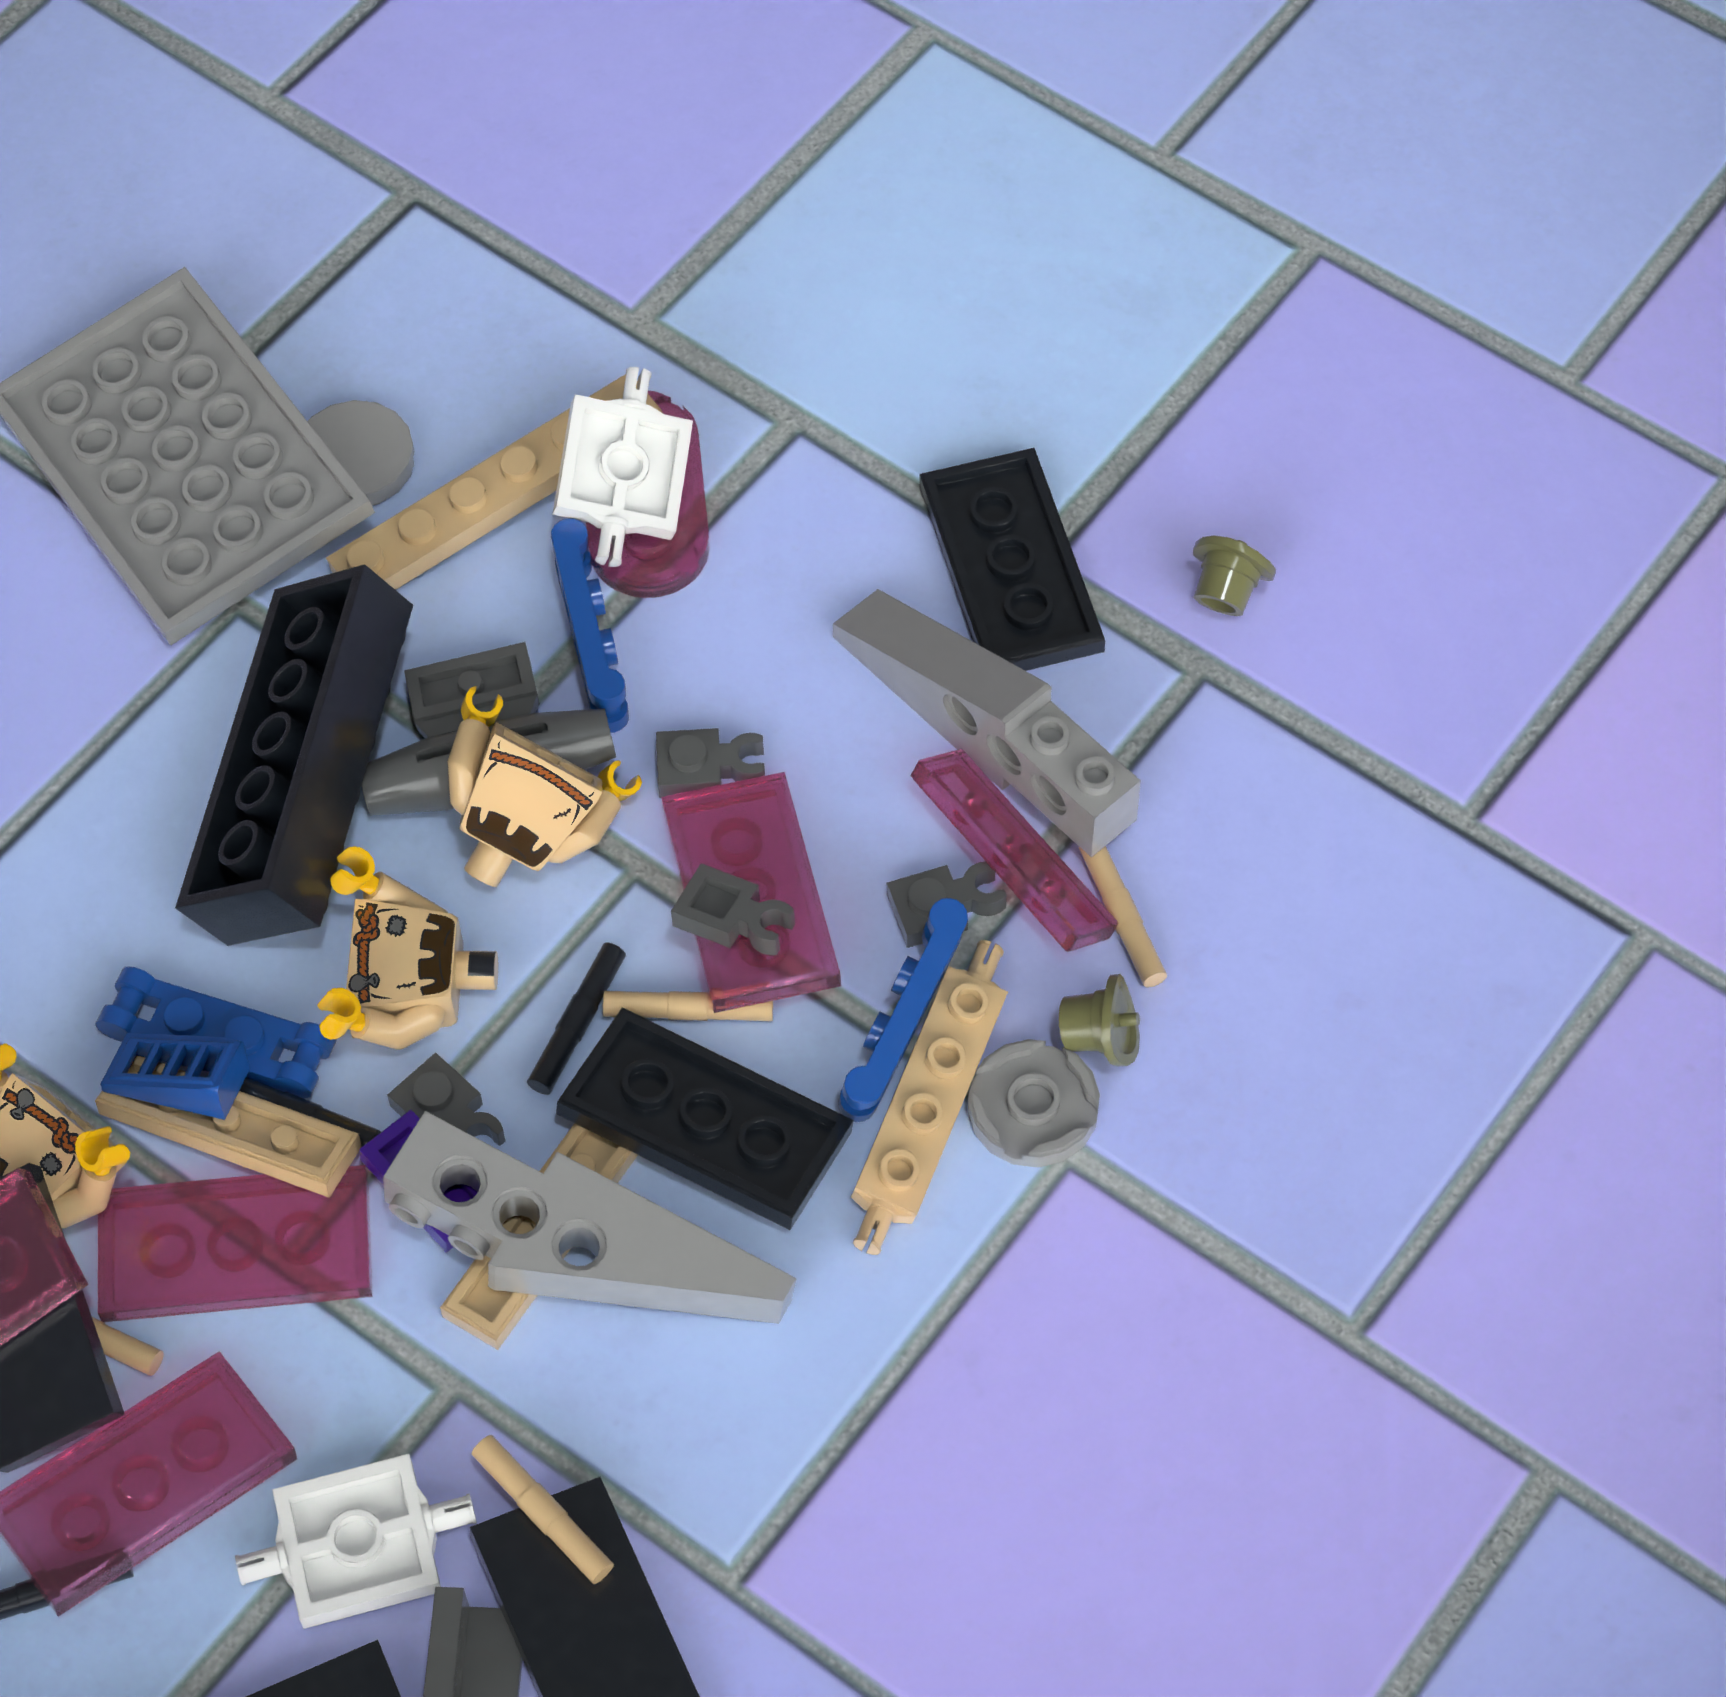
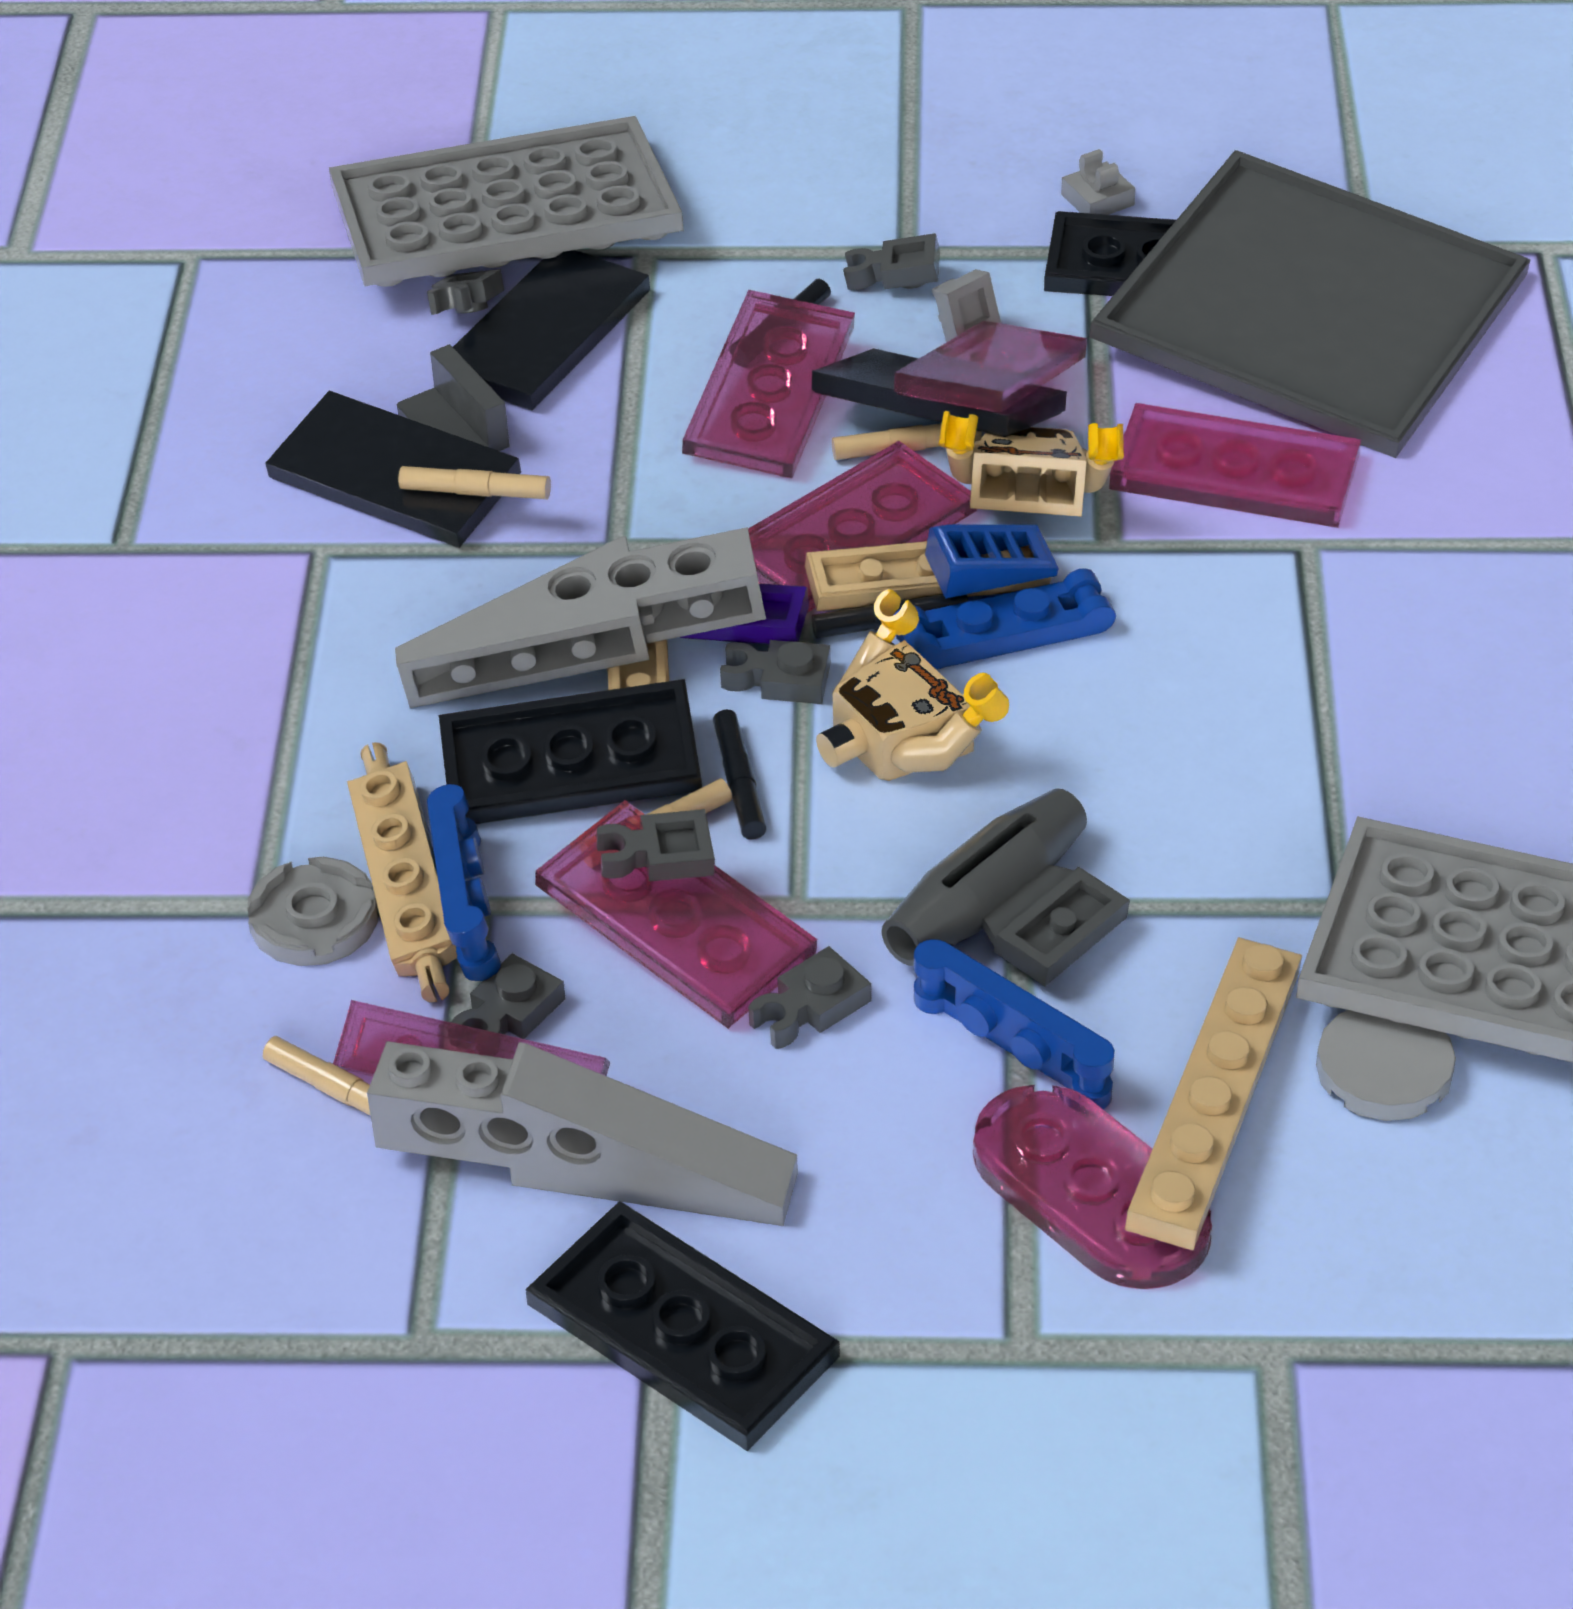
camera: 145 degrees right, 15 degrees down
(295, 757) = (1133, 769): black brick -> none
(356, 1540) = (595, 427): white plate -> none
(524, 797) = (911, 838): tan torso -> none
(623, 467) = (1101, 1124): white plate -> none
(1102, 1022) = (286, 969): olive piece -> none
(1229, 573) = (441, 1412): olive piece -> none

